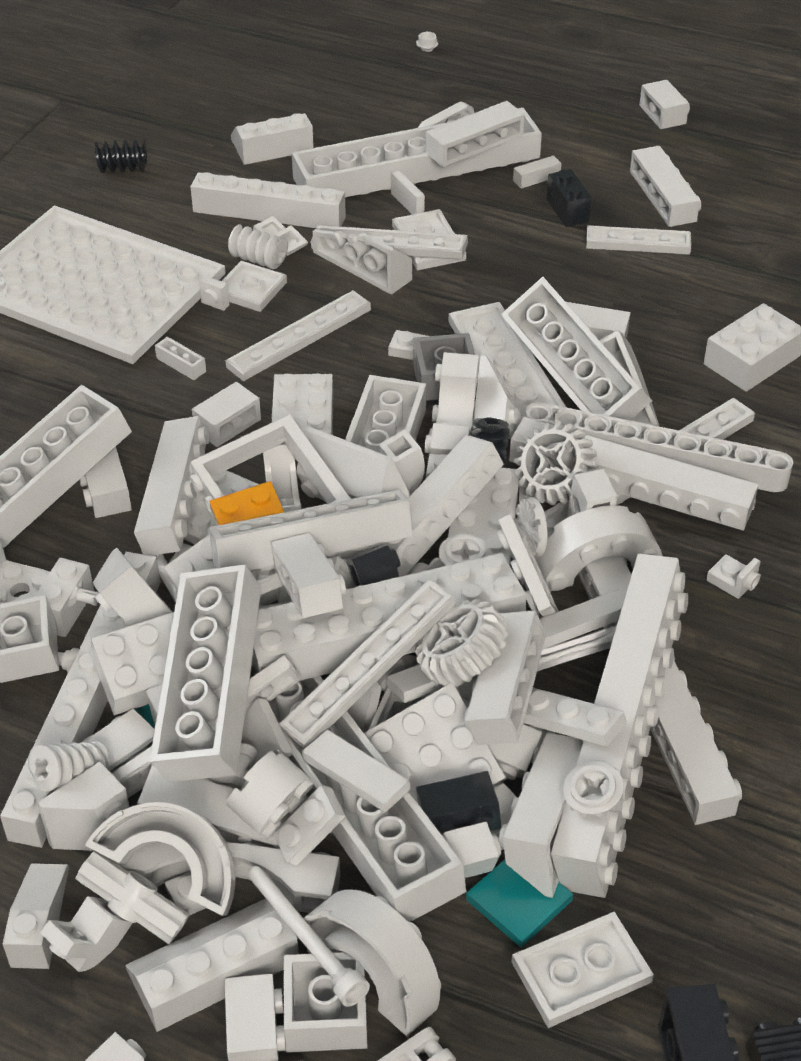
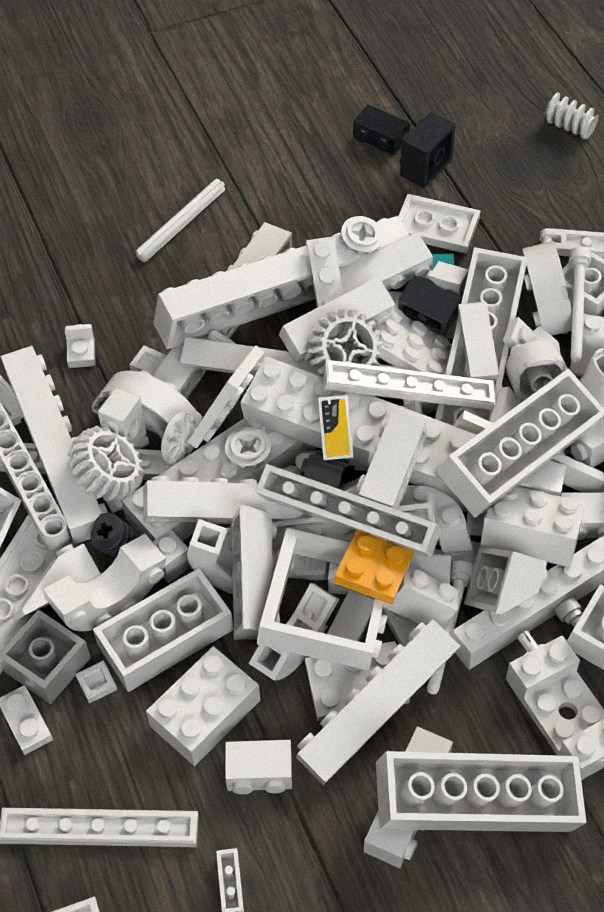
camera: 135 degrees left, 10 degrees up
(389, 569) = (335, 427): none -> slope

